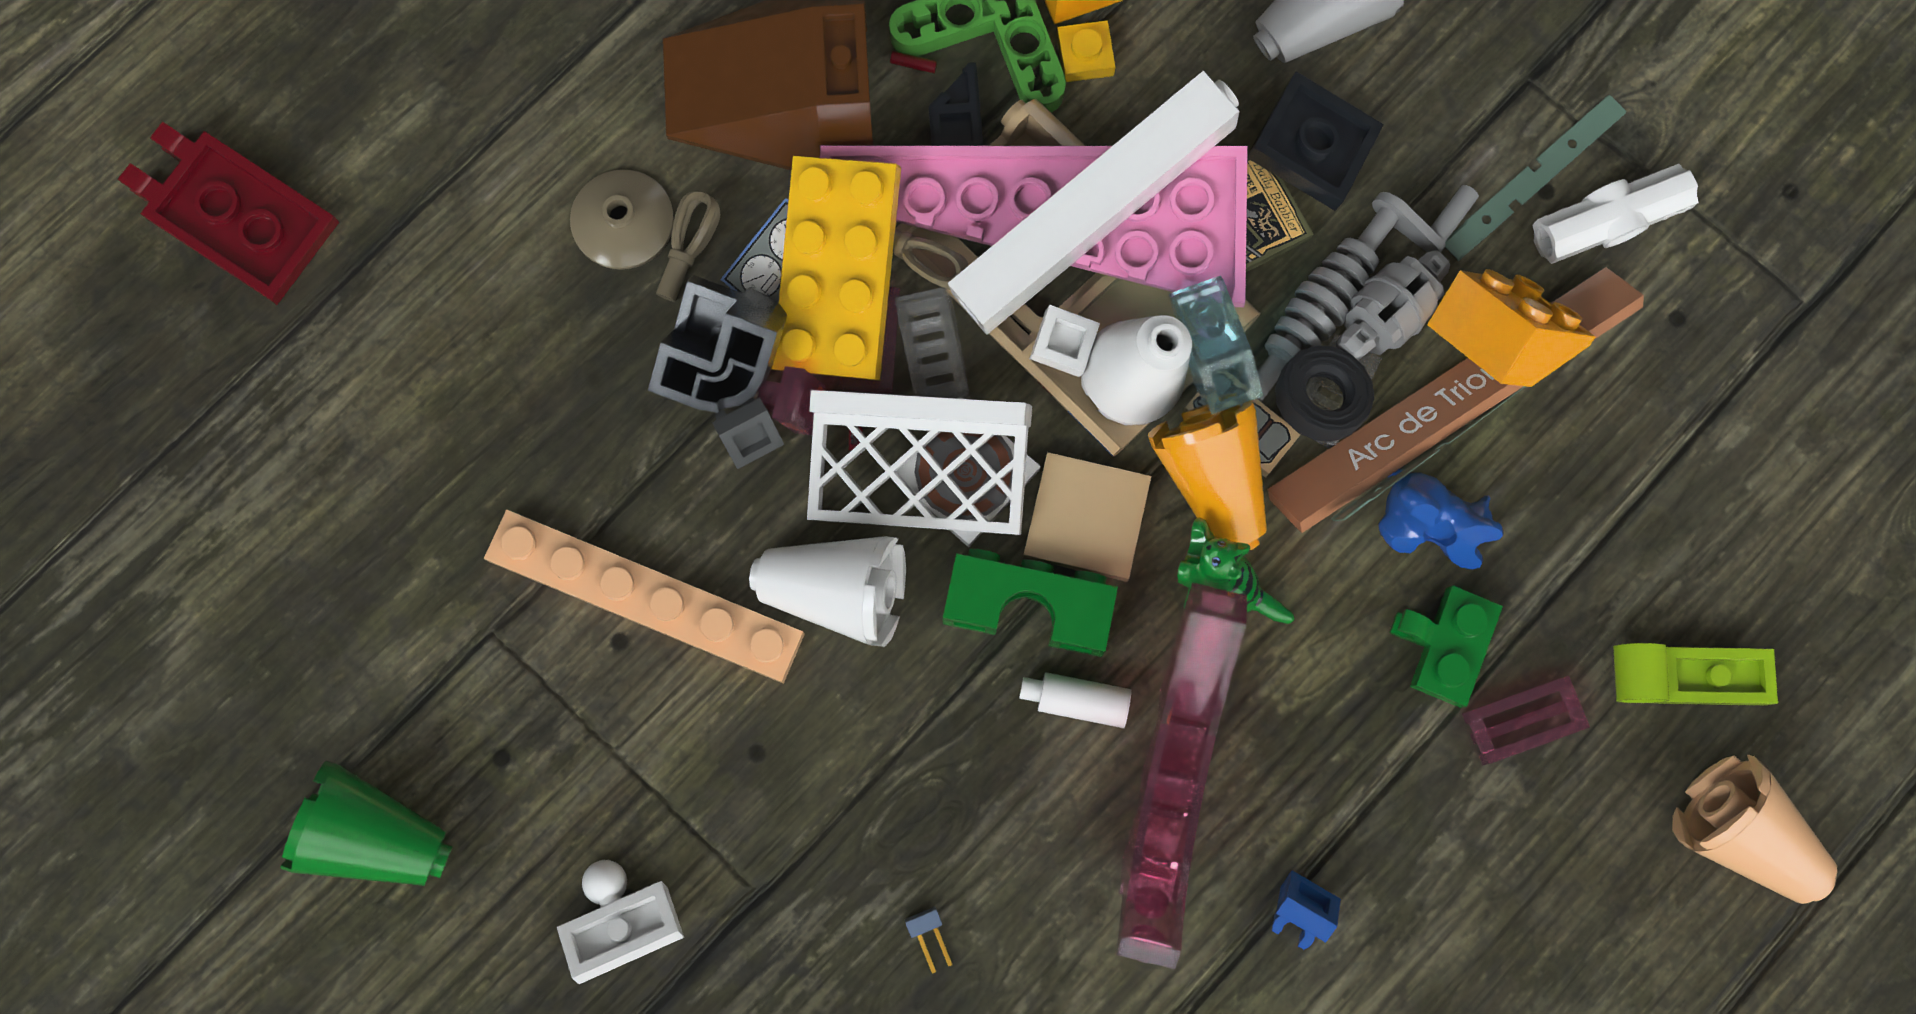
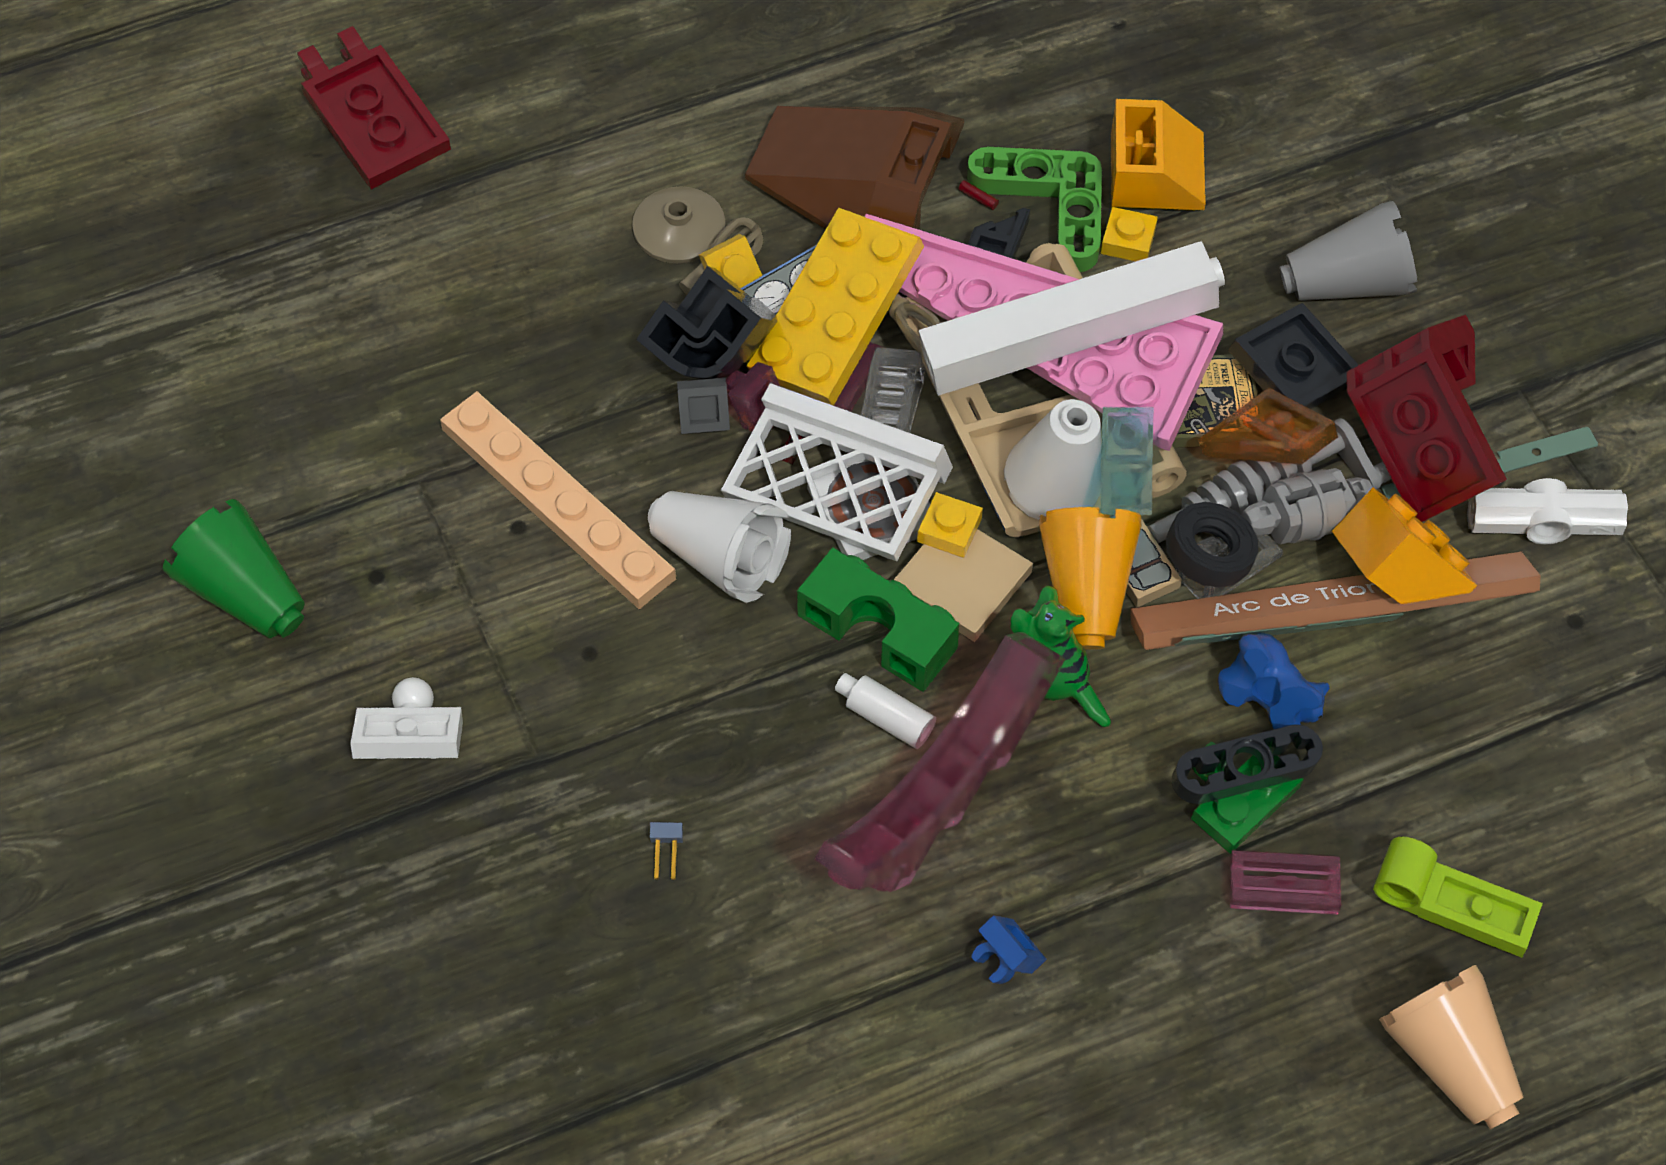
camera: 25 degrees right, 20 degrees down
(702, 253) = (733, 260): none -> yellow plate
(1055, 470) = (949, 524): none -> yellow plate
(1064, 341) = (1001, 423): white plate -> none
(1330, 240) = (1270, 431): none -> clear orange wing
(1461, 155) = (1422, 420): none -> dark red bracket
(1494, 611) = (1263, 747): none -> black beam

